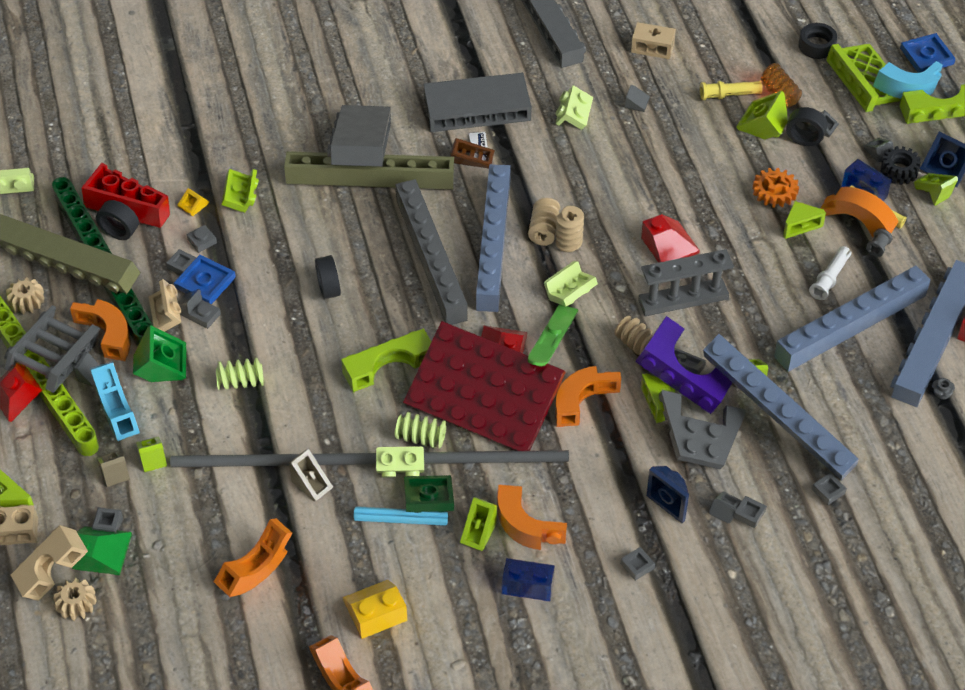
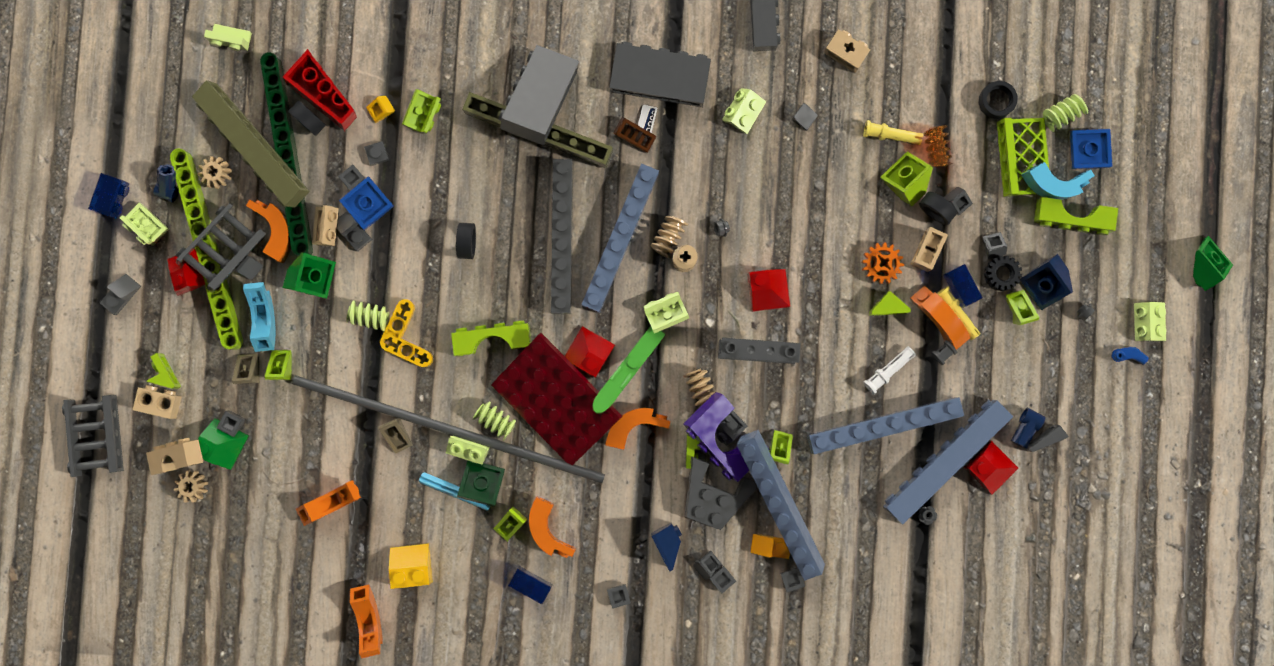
camera: 20 degrees right, 35 degrees up
(279, 388) = (397, 336): none -> yellow beam
(595, 203) = (721, 227): none -> dark grey plate
(786, 466) = (769, 546): none -> light orange slope
(815, 161) = (929, 249): none -> tan brick
(886, 31) = (1063, 111): none -> yellowish green piece

